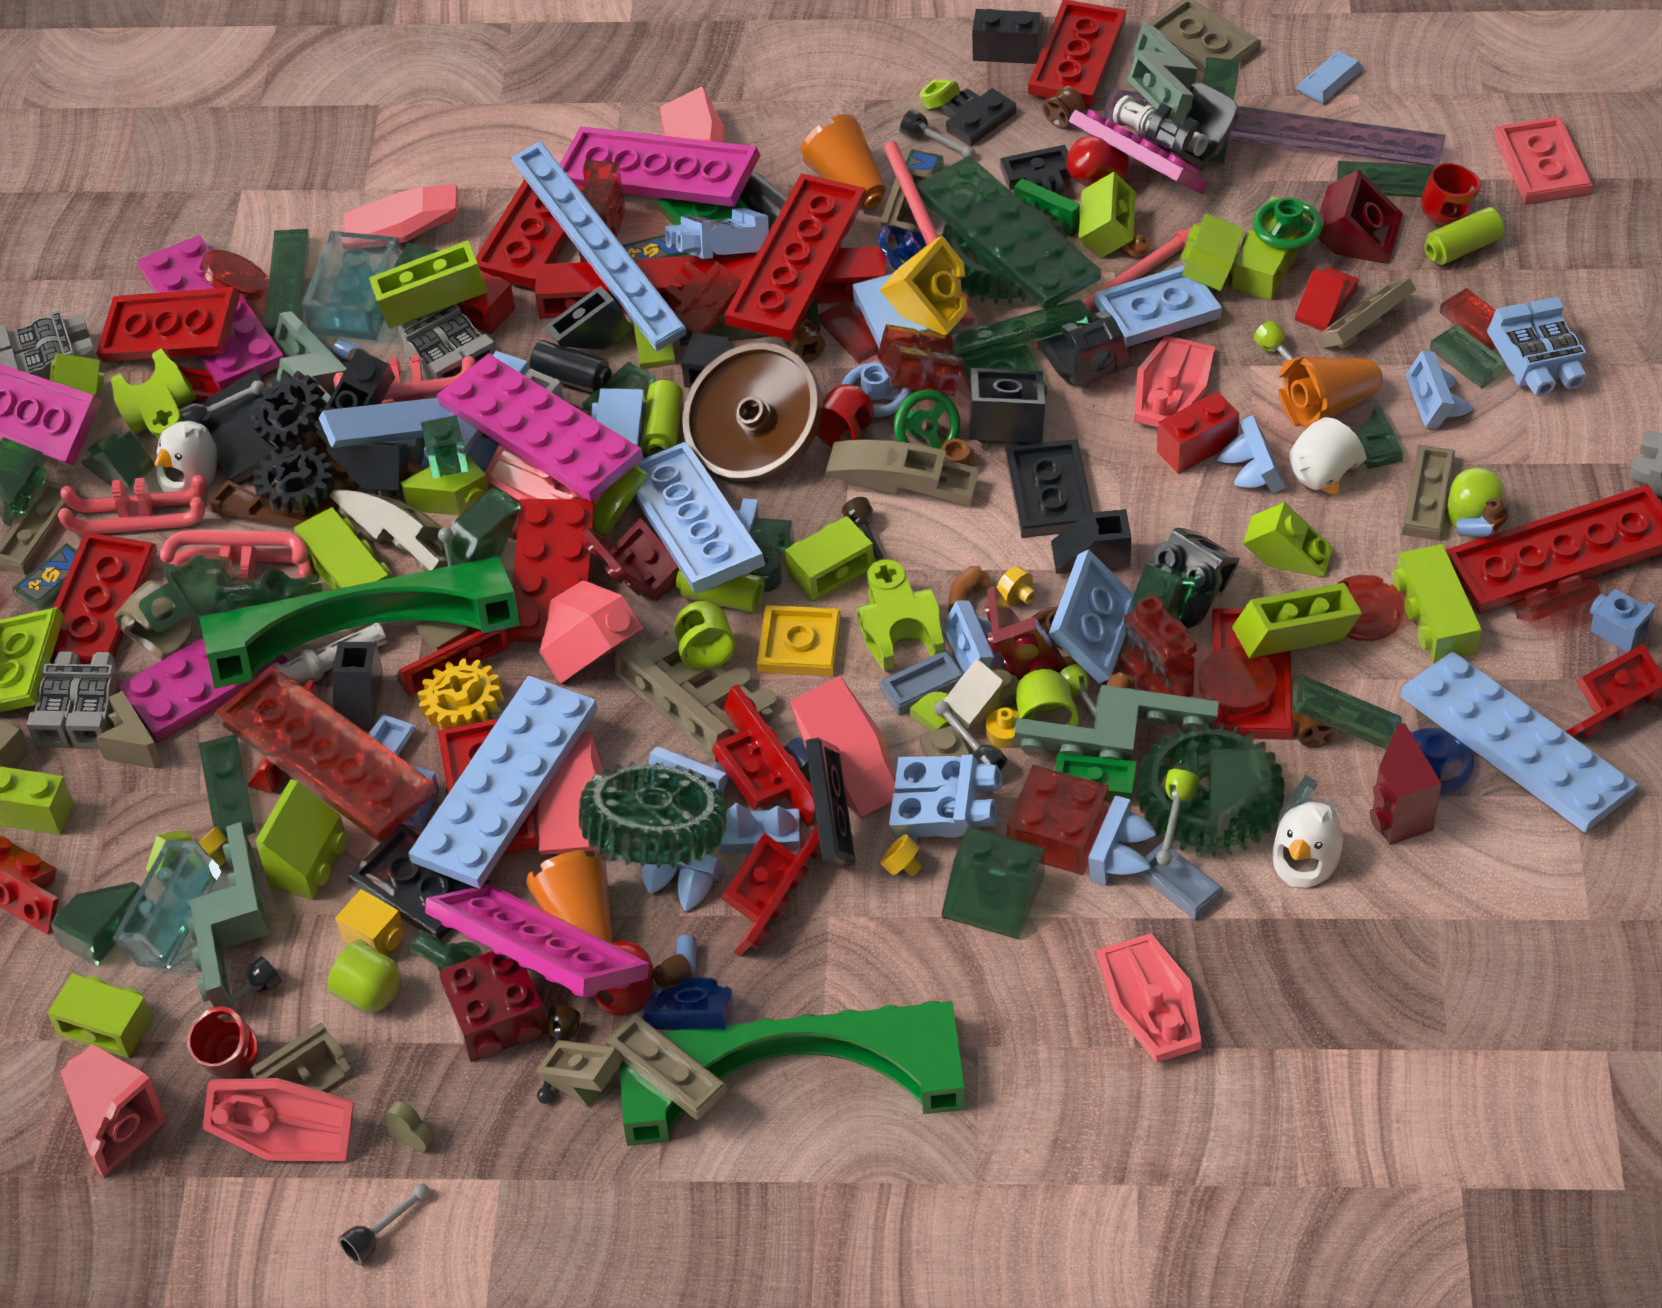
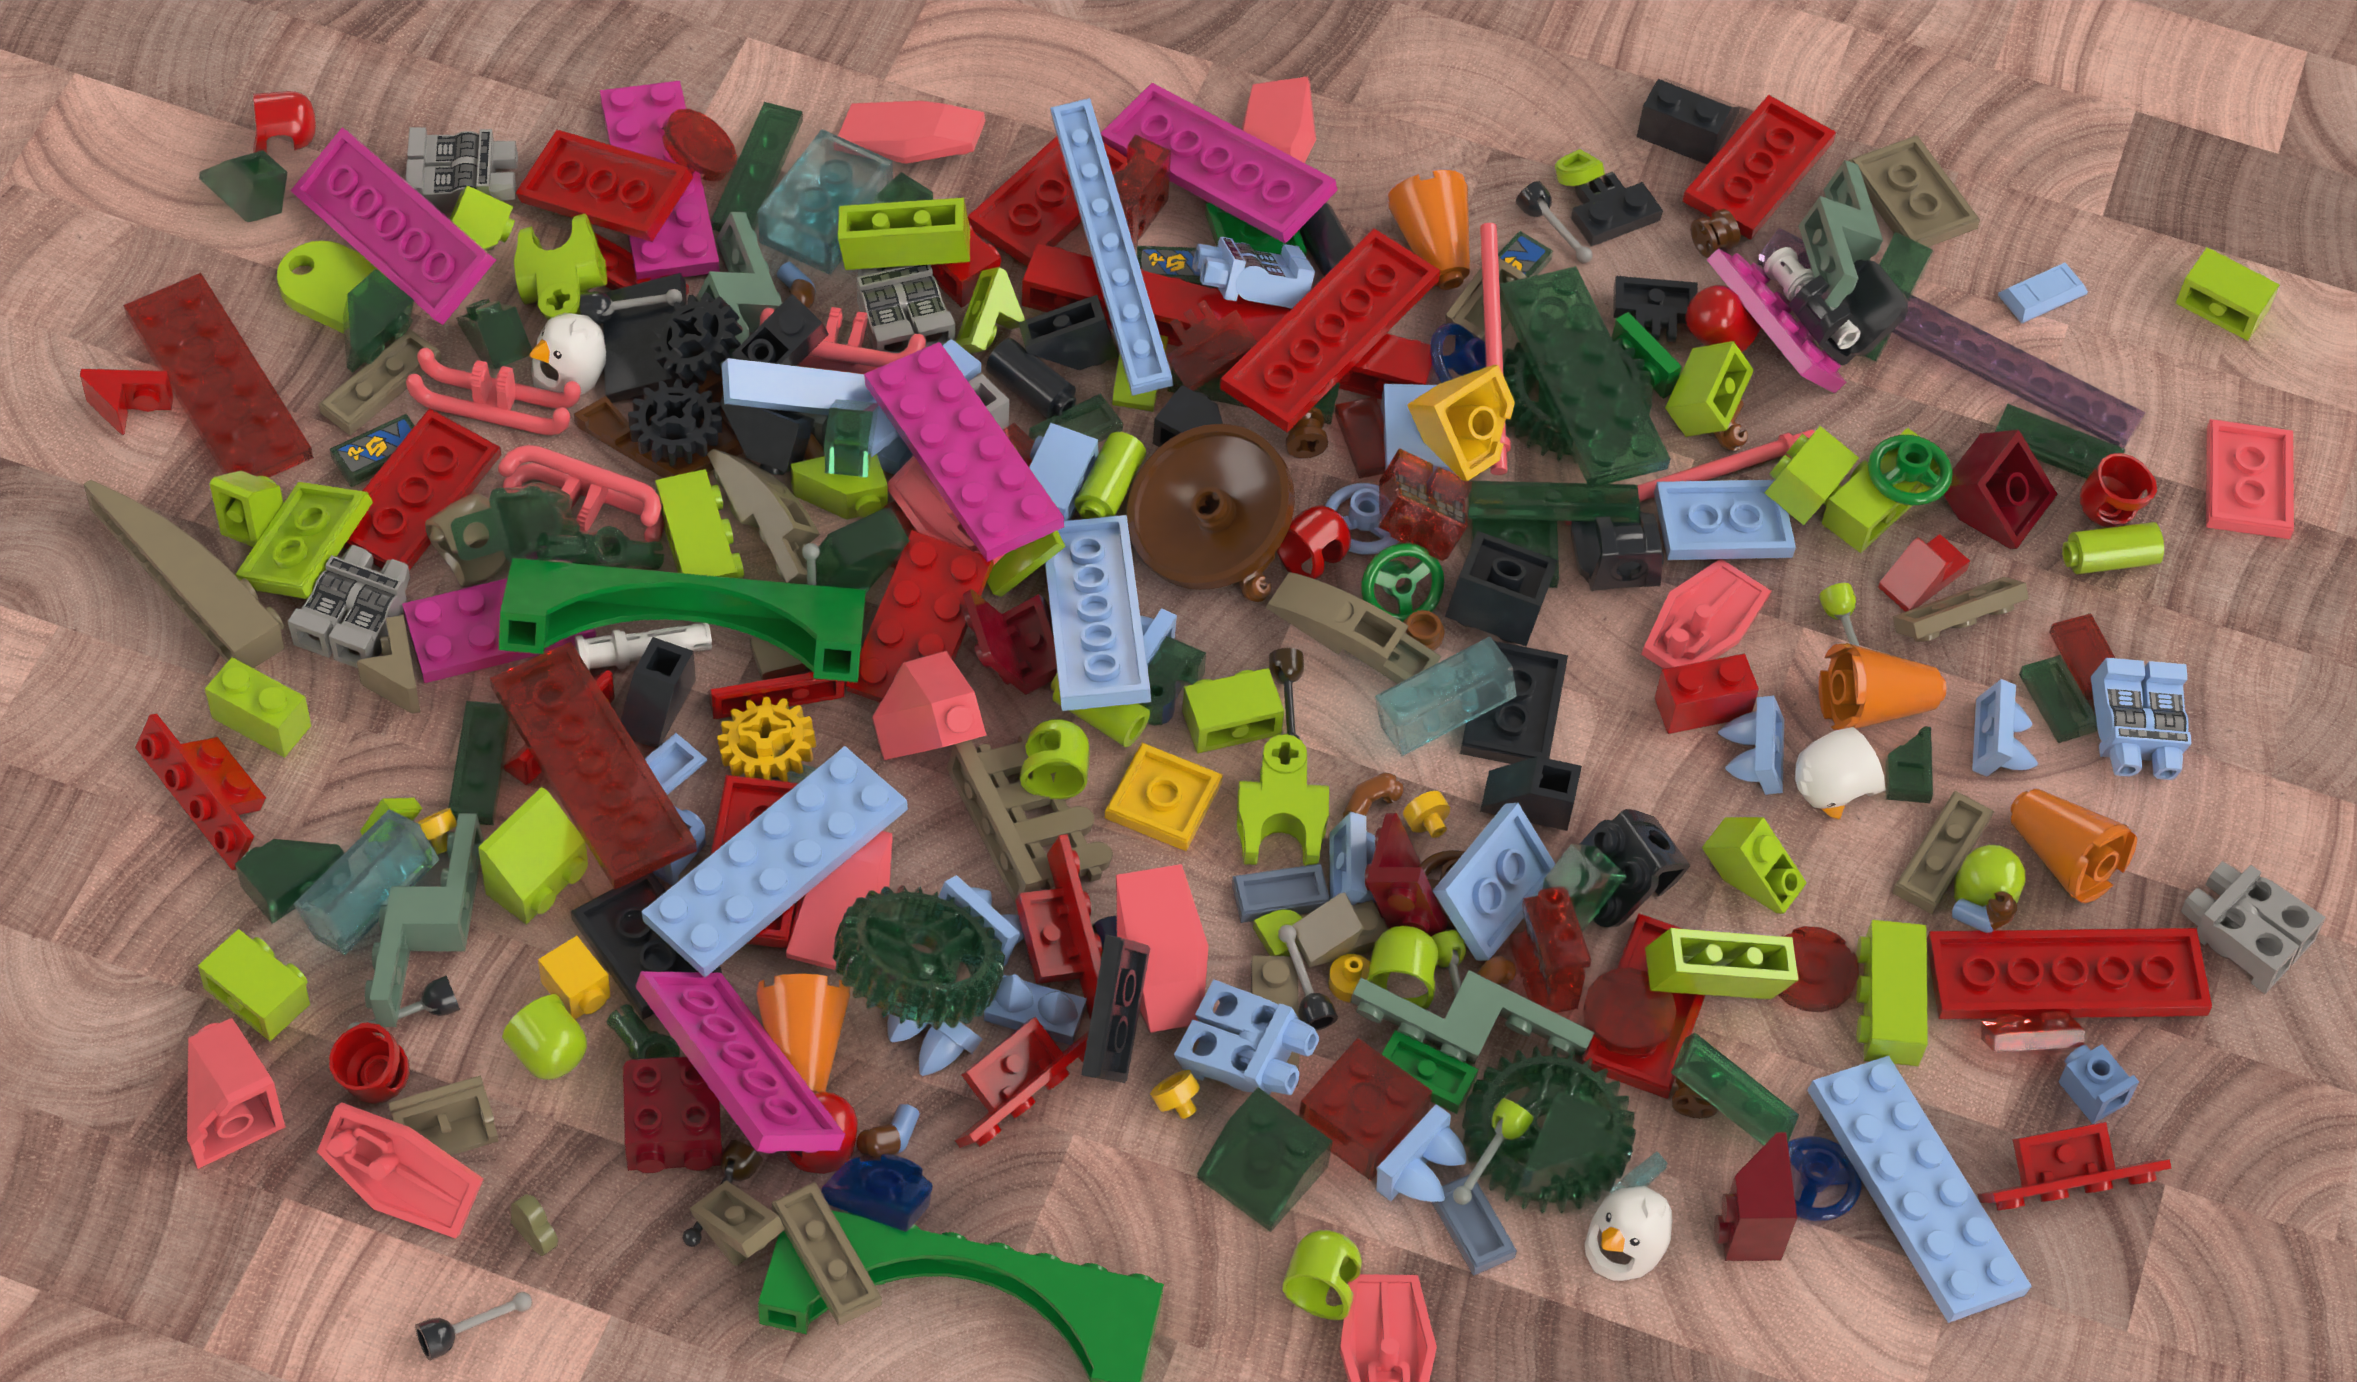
camera: 10 degrees right, 5 degrees up
(517, 322) = (990, 304): none -> lime slope
(808, 463) = (1255, 586): none -> dark orange arm
(996, 494) = (1446, 696): none -> clear light blue brick
(1070, 947) = (1318, 1263): none -> lime helmet
(1469, 36) = (2227, 293): none -> lime brick
(1527, 450) = (2073, 842): none -> orange cone

